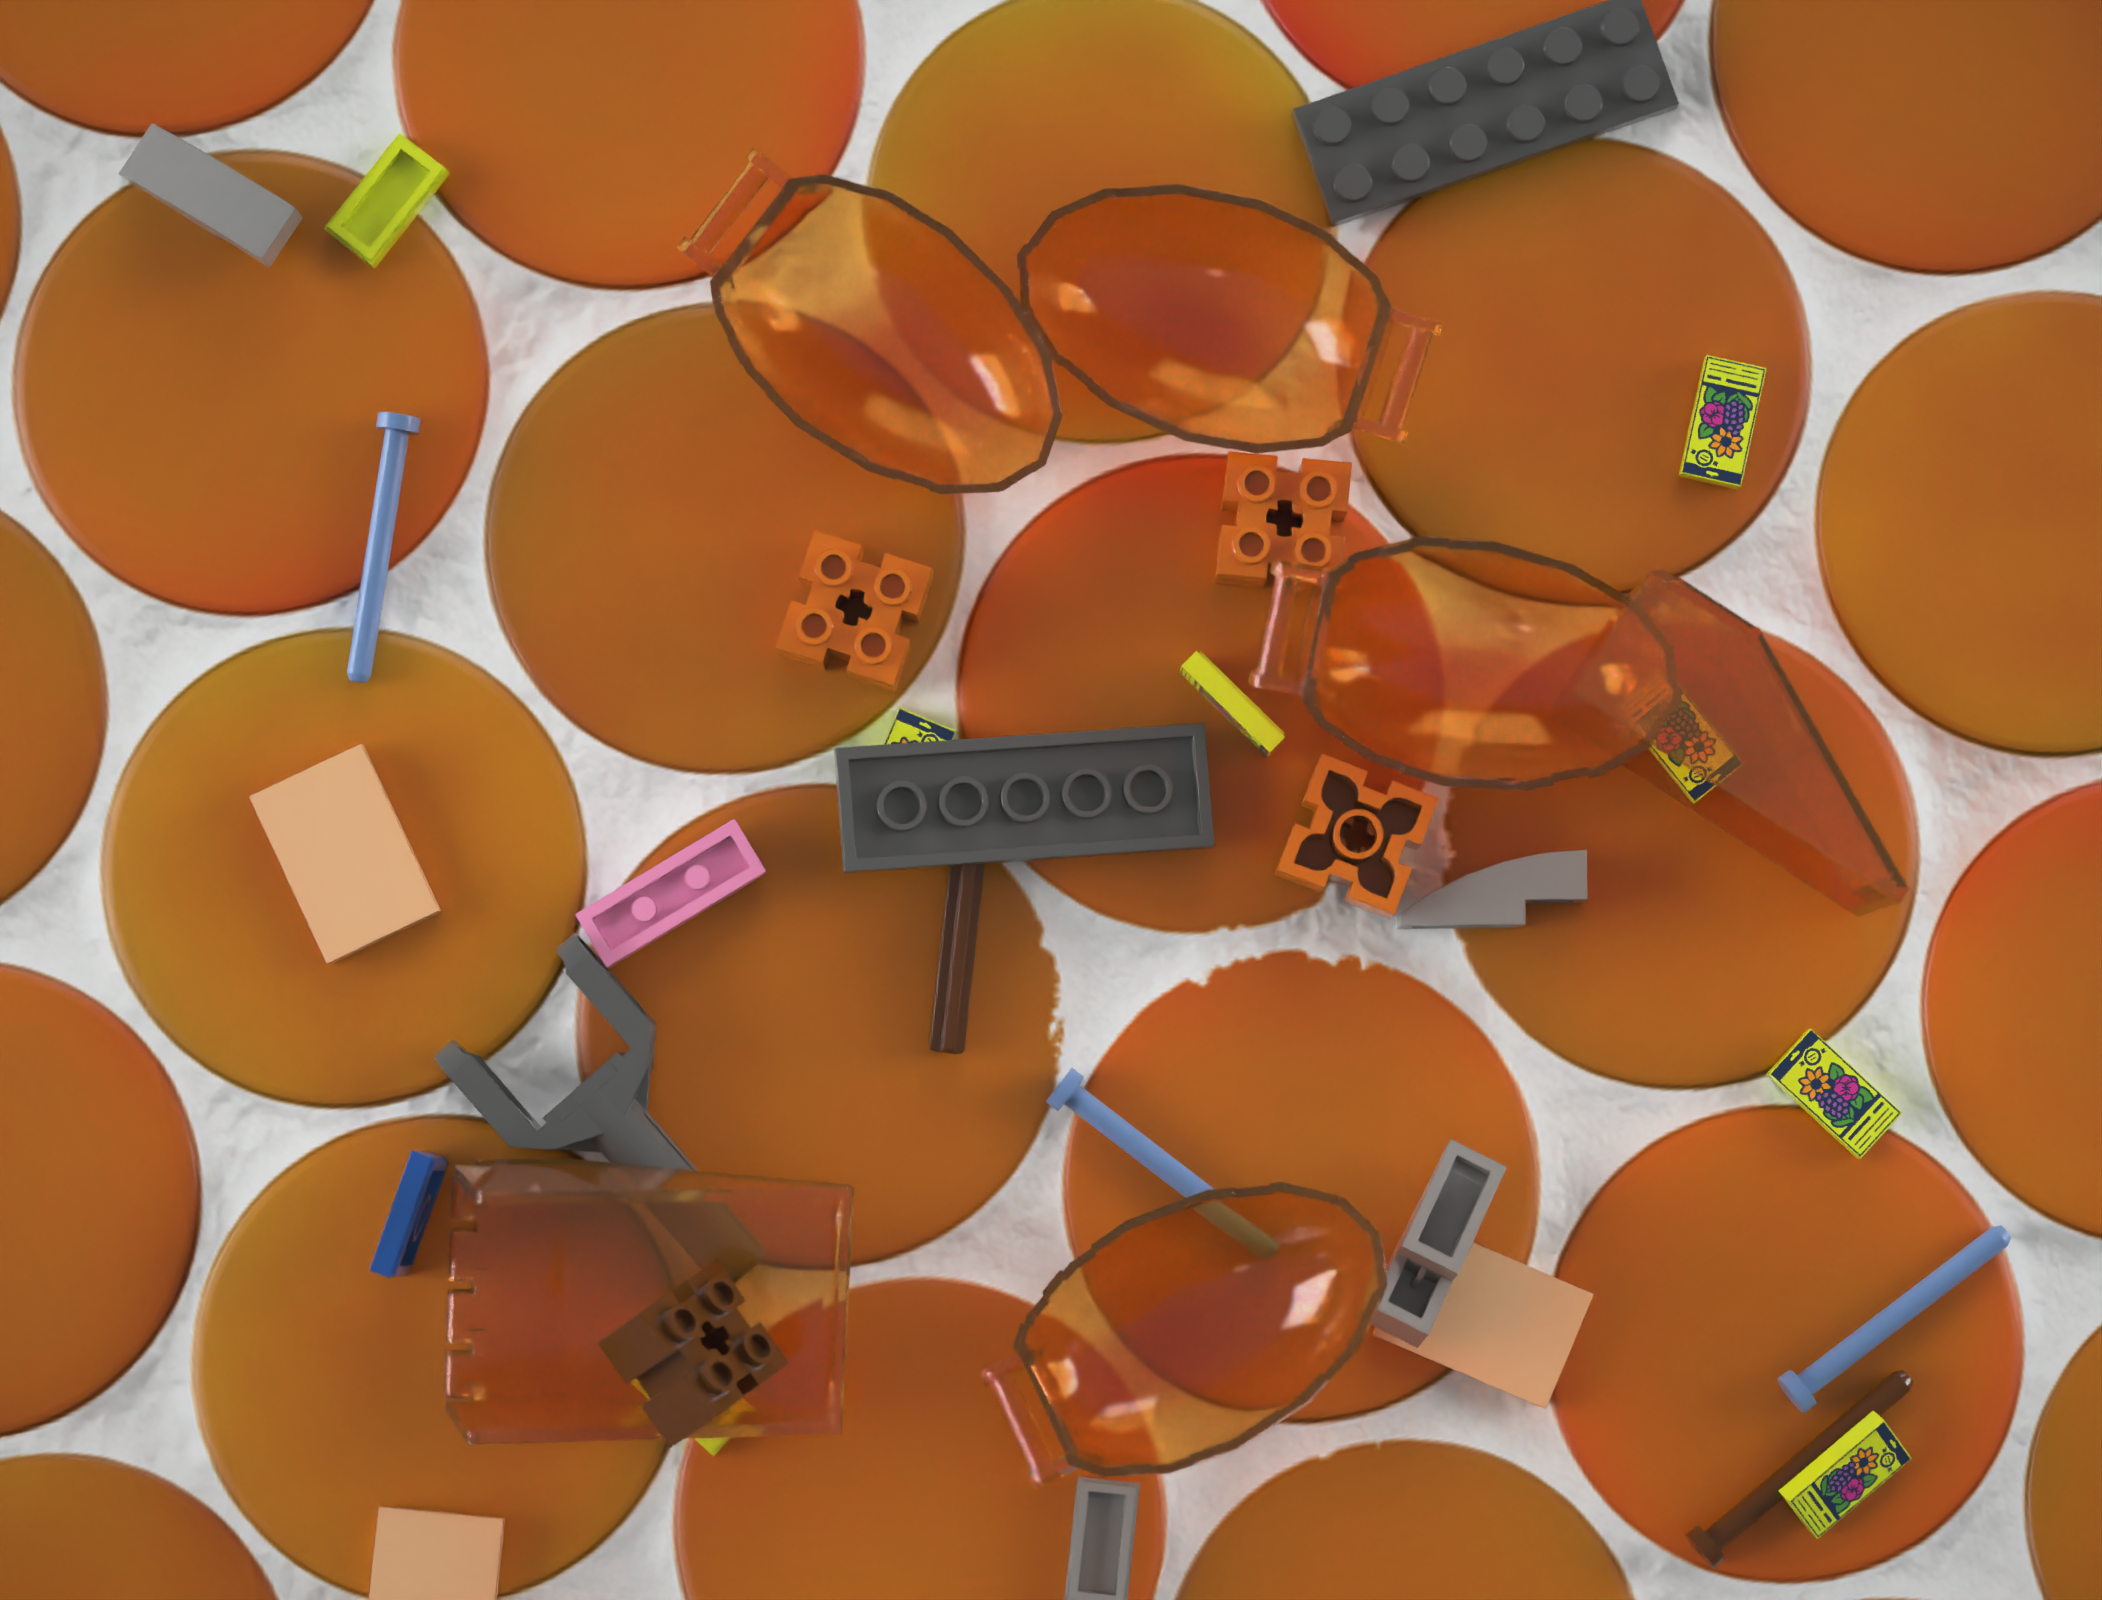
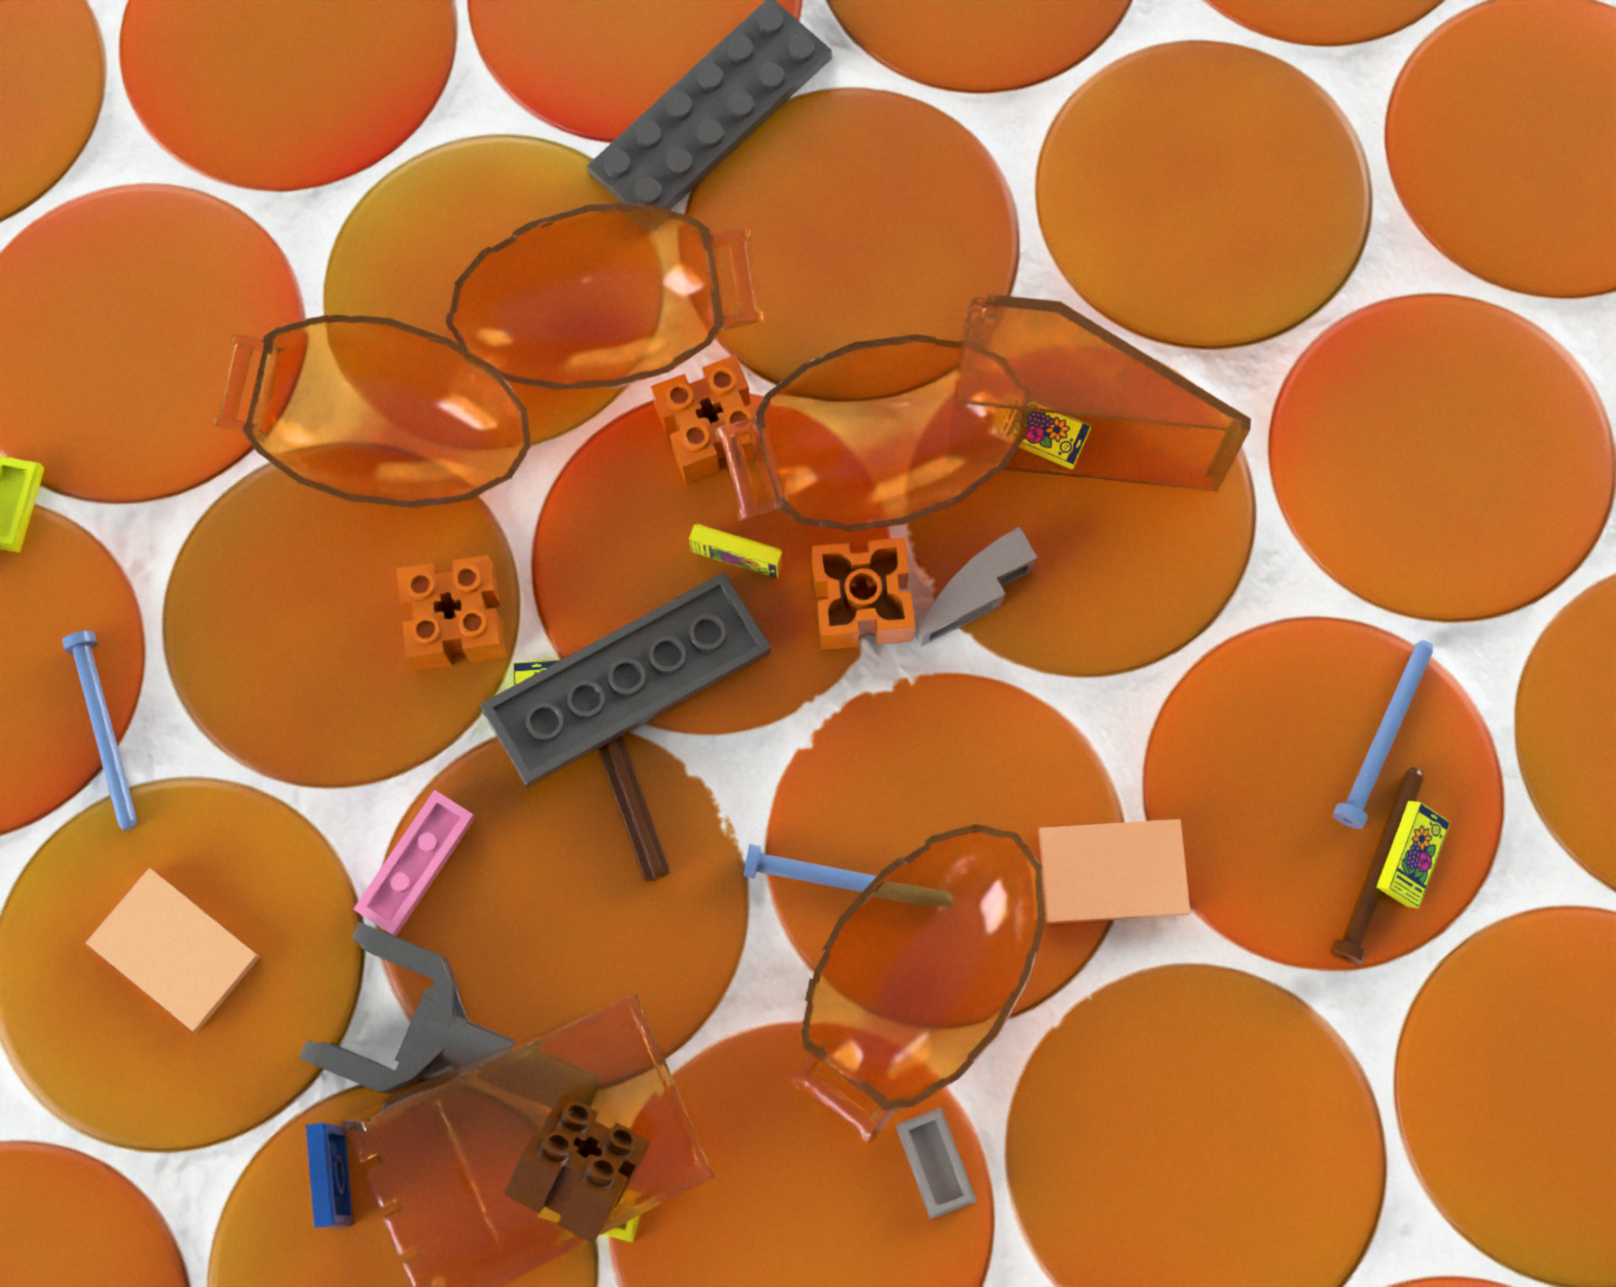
camera: 25 degrees left, 10 degrees down
(1436, 1242) = (1058, 833): light grey slope -> none
(1722, 422) = (962, 227): tile -> none
(1834, 1093) = (1265, 609): tile -> none

